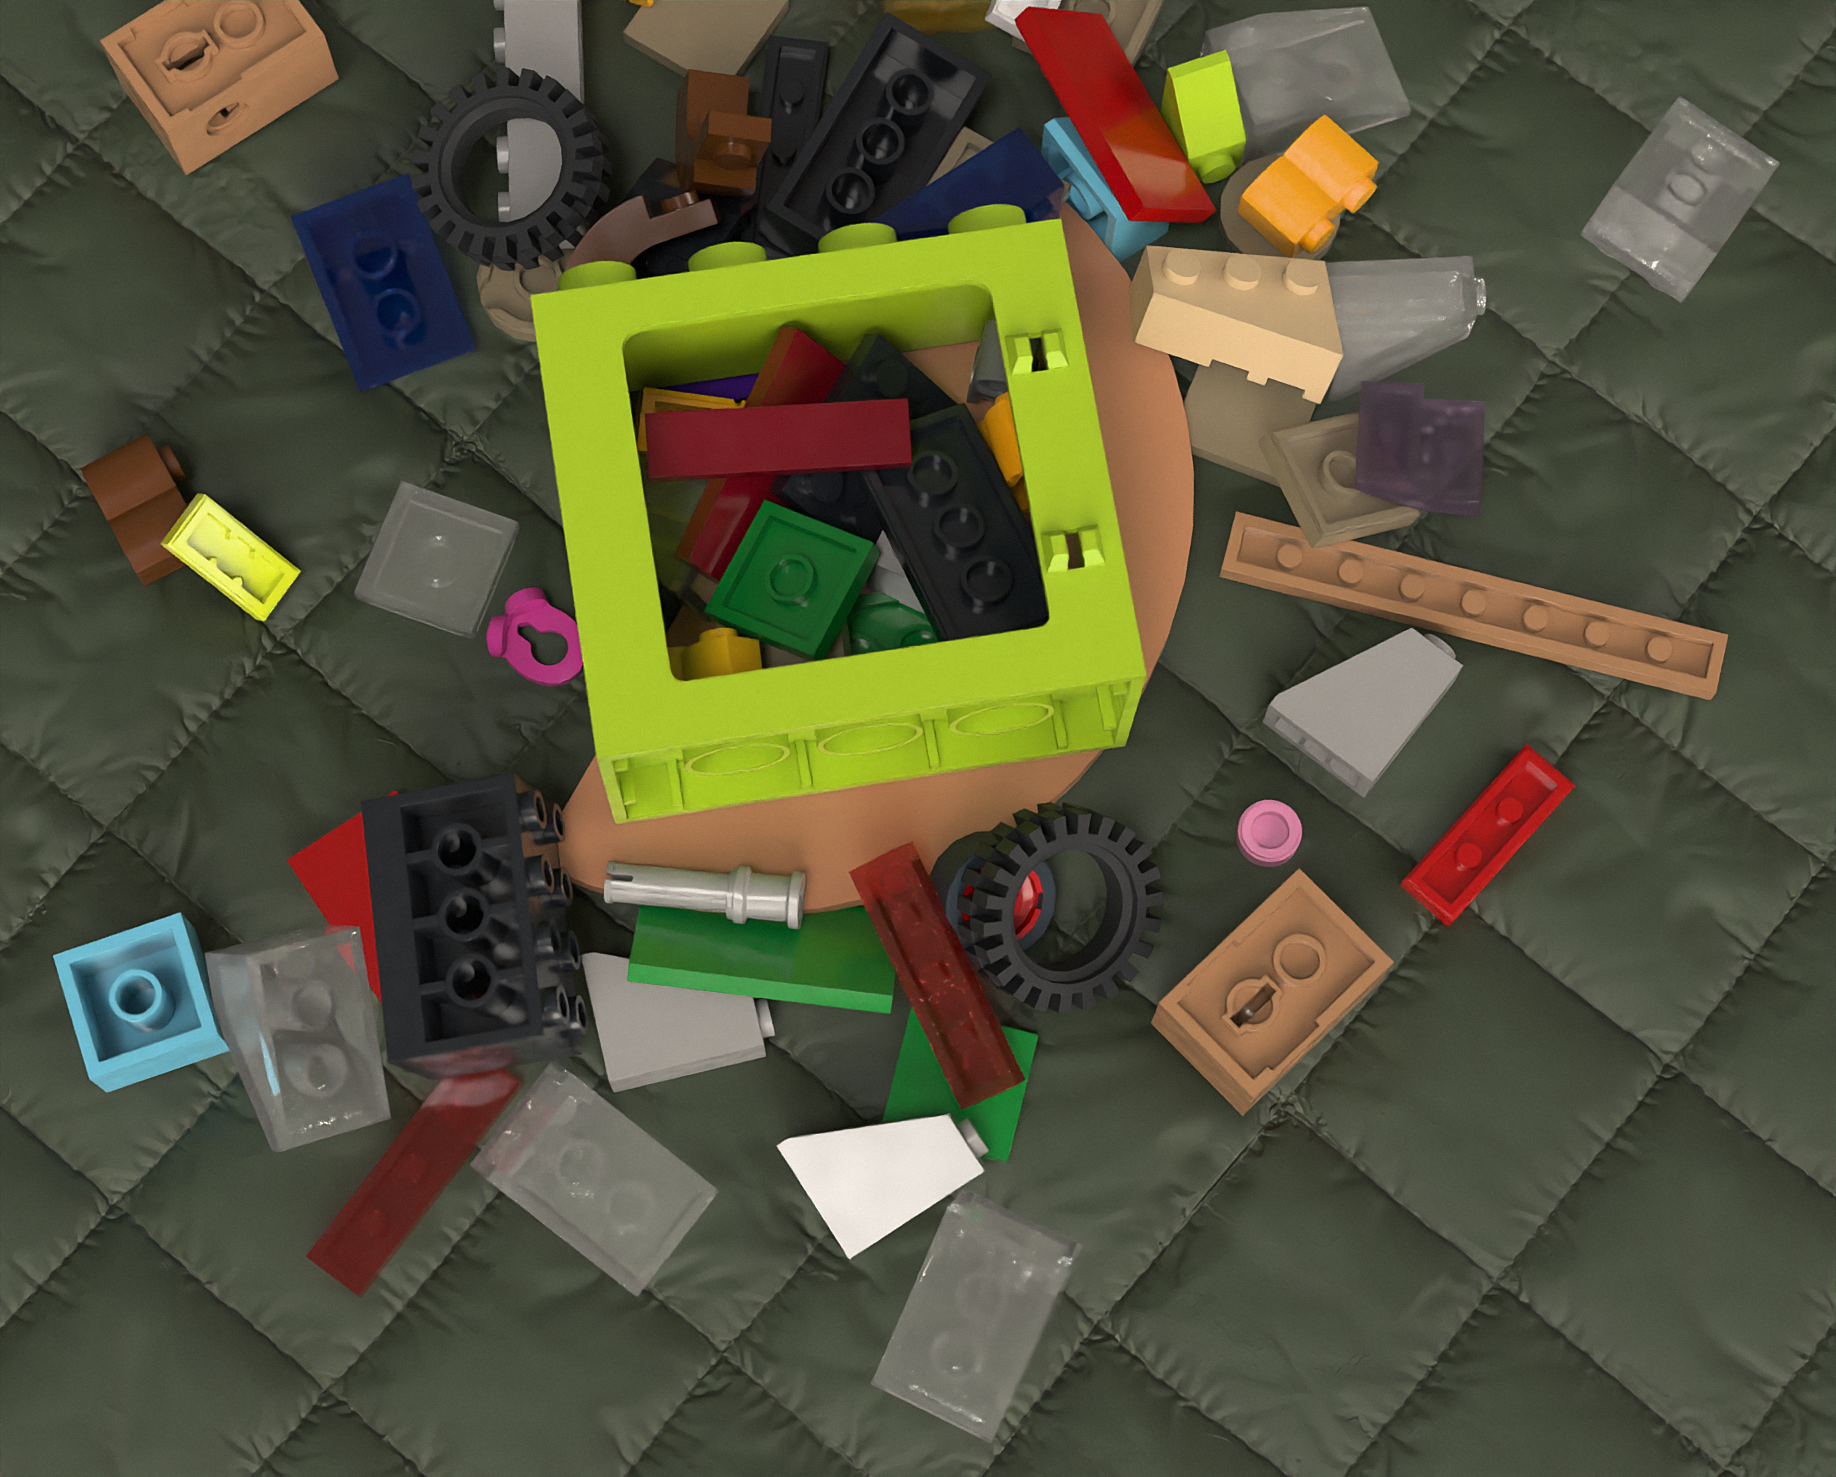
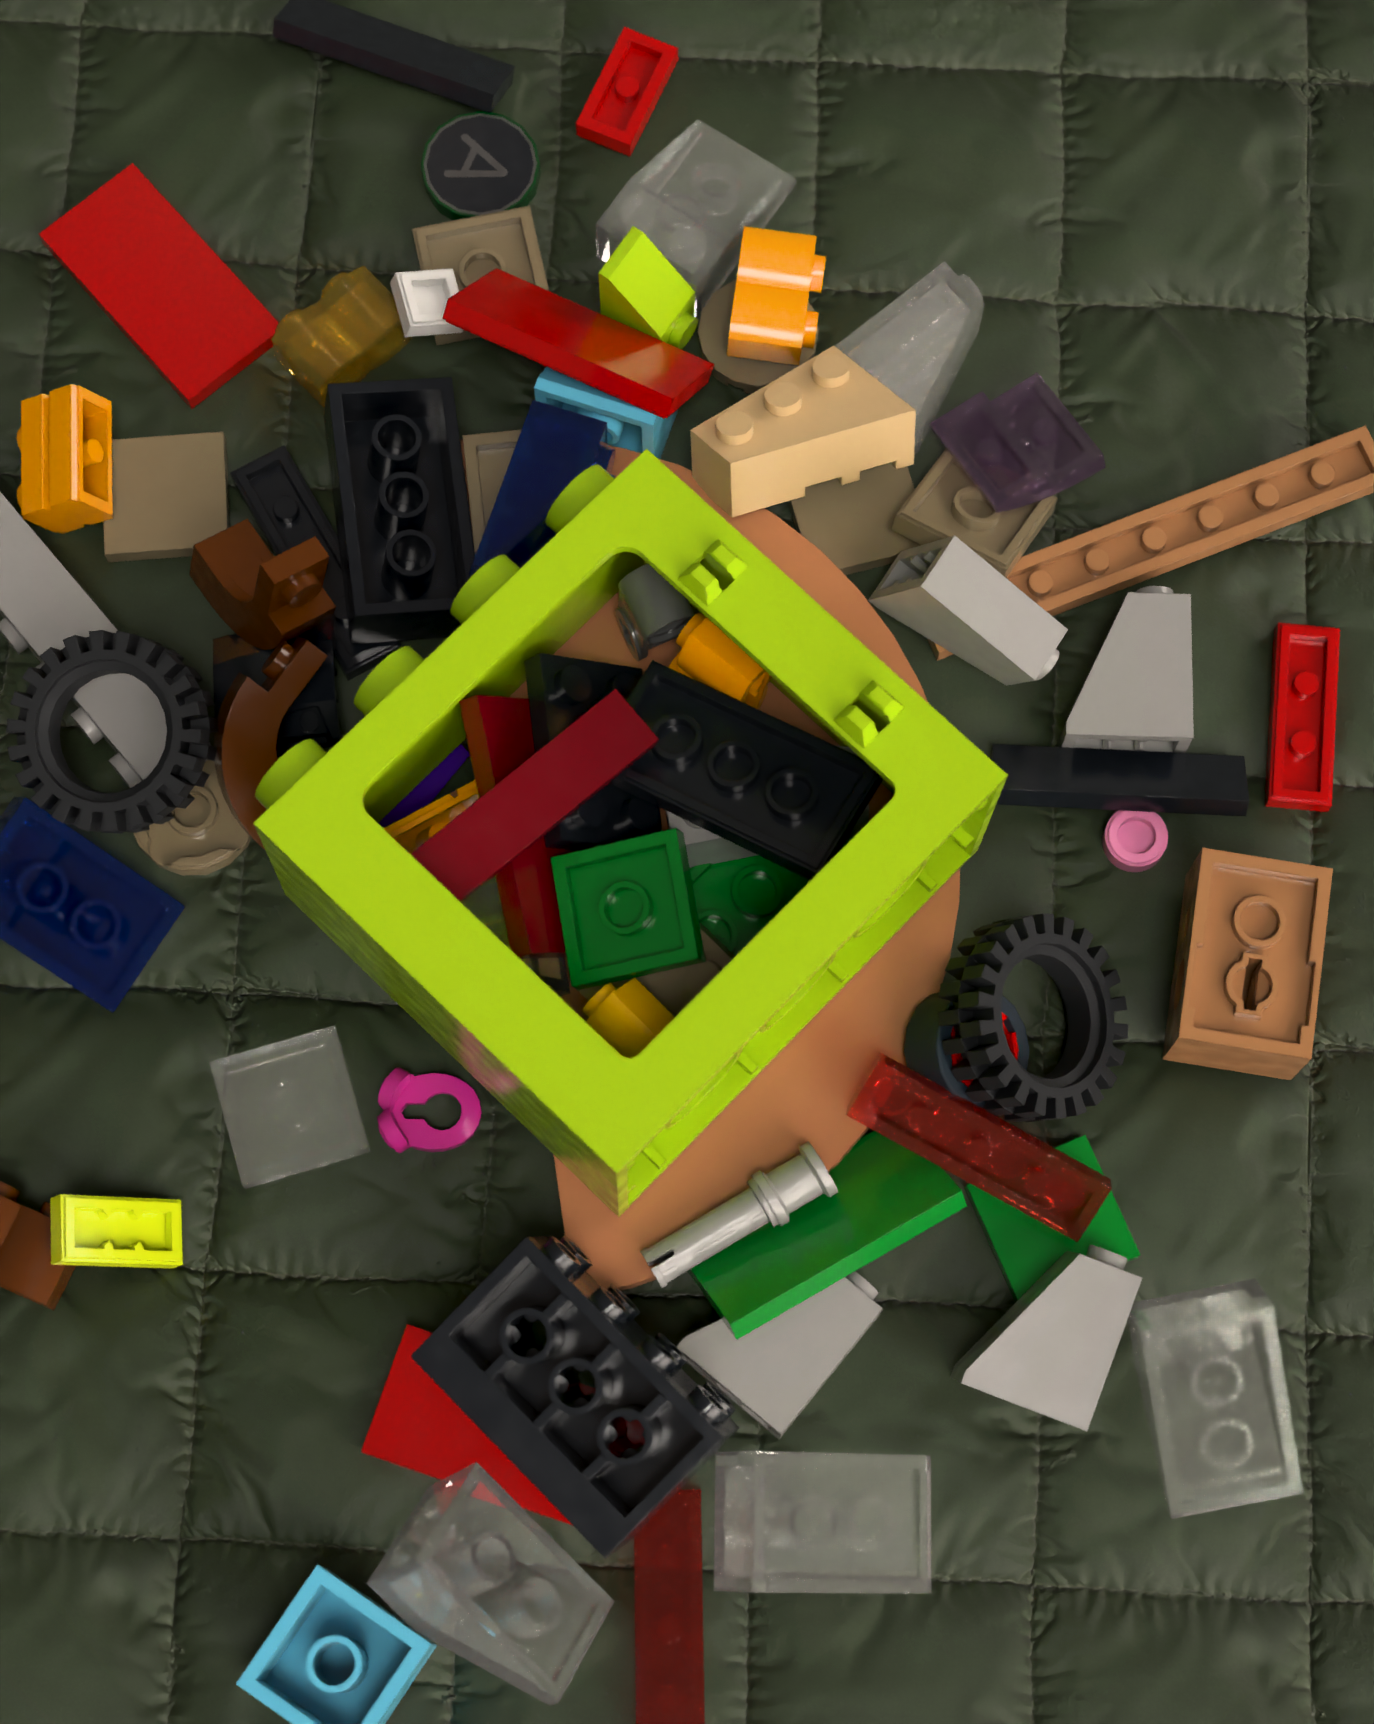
camera: 35 degrees left, 0 degrees up
(1266, 552) = (970, 611): none -> light grey slope
(1290, 775) = (1122, 780): none -> black tile
(1679, 199) = (1063, 108): clear slope -> none

